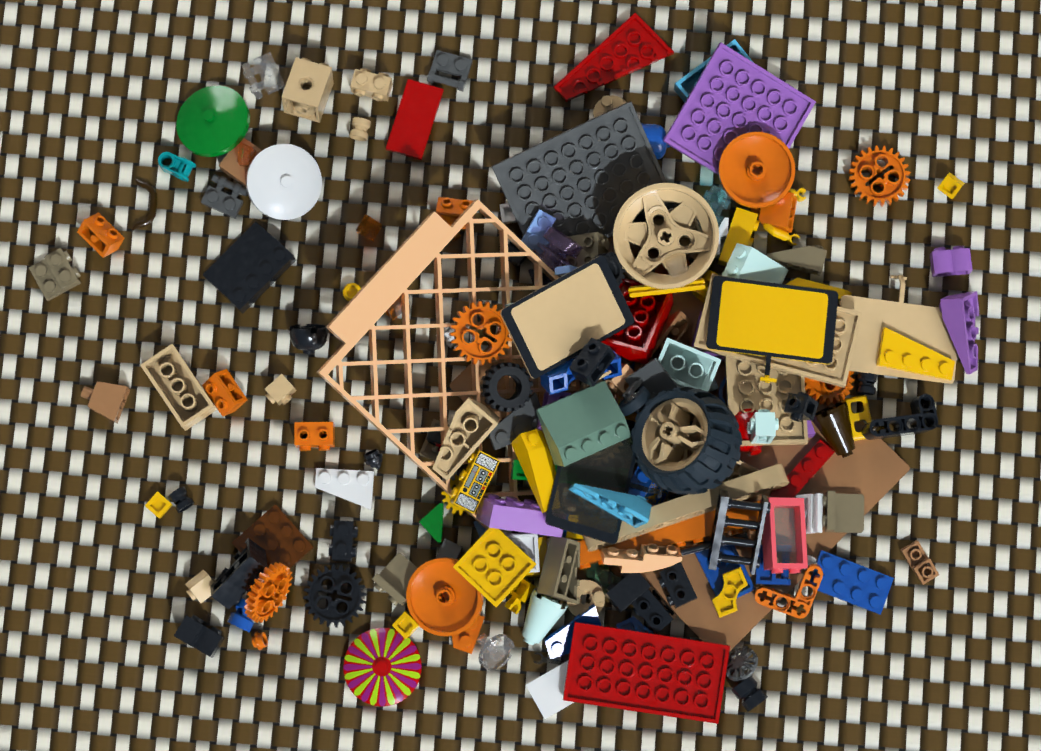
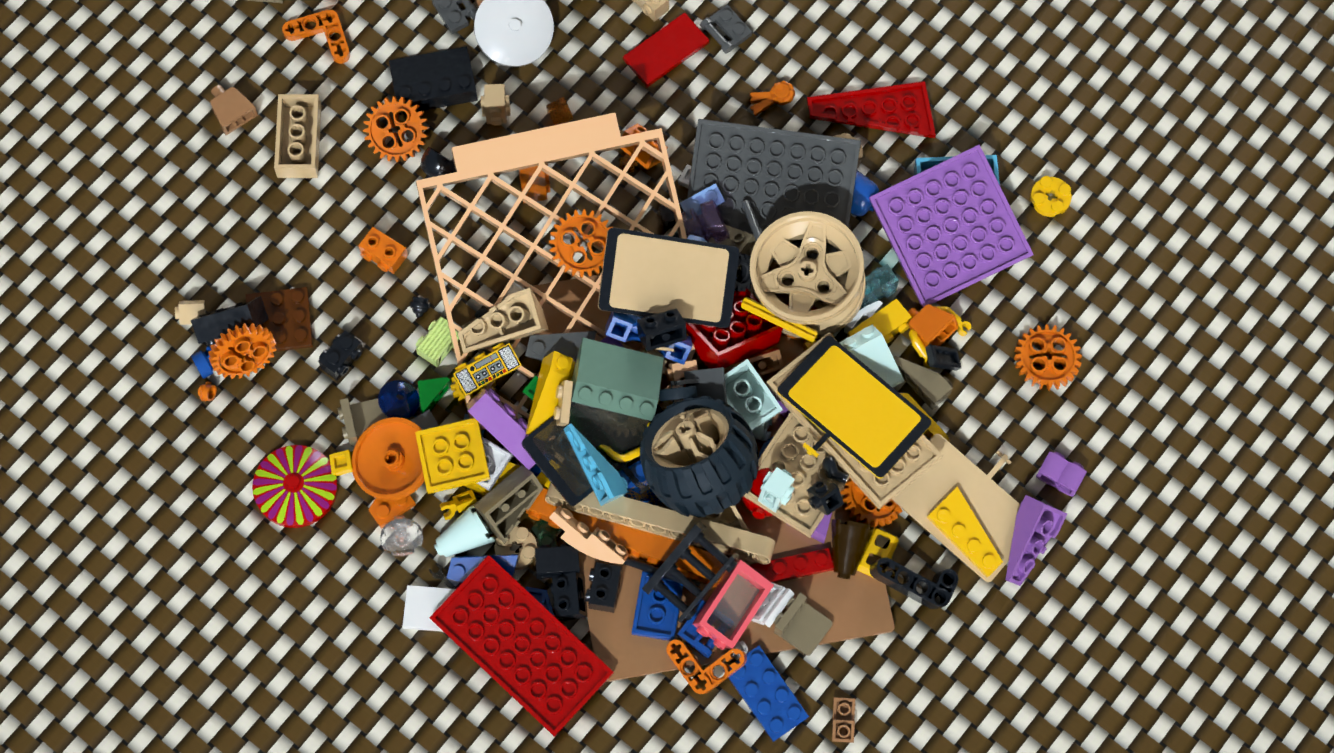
camera: 30 degrees right, 10 degrees down
(133, 280) = (327, 28): none -> orange beam
(158, 505) = (208, 222): yellow plate -> none
(181, 499) = (229, 230): black wheel -> none
(199, 636) = (156, 347): black brick -> none
(225, 396) = (333, 165): orange brick -> none
(264, 317) = (378, 134): none -> orange gear
(280, 391) = (381, 195): tan brick -> none
(317, 256) = (495, 104): none -> tan brick
(331, 613) = (313, 386): black gear -> none
(347, 484) = (381, 312): white wing -> none
(360, 129) = (612, 26): tan wheel -> none
(409, 553) = (392, 406): none -> clear blue dish
(410, 479) = (436, 343): none -> yellowish green brick
(522, 391) = (577, 287): black tyre -> none
(530, 96) = (781, 94): none -> orange piece
(560, 476) = (562, 412): none -> tan plate
(592, 223) = (751, 219): none -> dark grey bar
(629, 473) = (621, 457): none -> yellow animal
(732, 584) = (655, 620): yellow tile -> none
(741, 663) = (612, 695): dark grey wheel -> none
(749, 693) = (601, 728): black wheel -> none
(756, 169) = (936, 275): orange dish -> none
(787, 51) = (1051, 185): none -> yellow plate
(789, 381) = (831, 470): none -> black arm
(803, 230) = (943, 357): none -> black plate
(866, 384) = (906, 528): black wheel -> none
(950, 185) = (1108, 407): yellow plate -> none

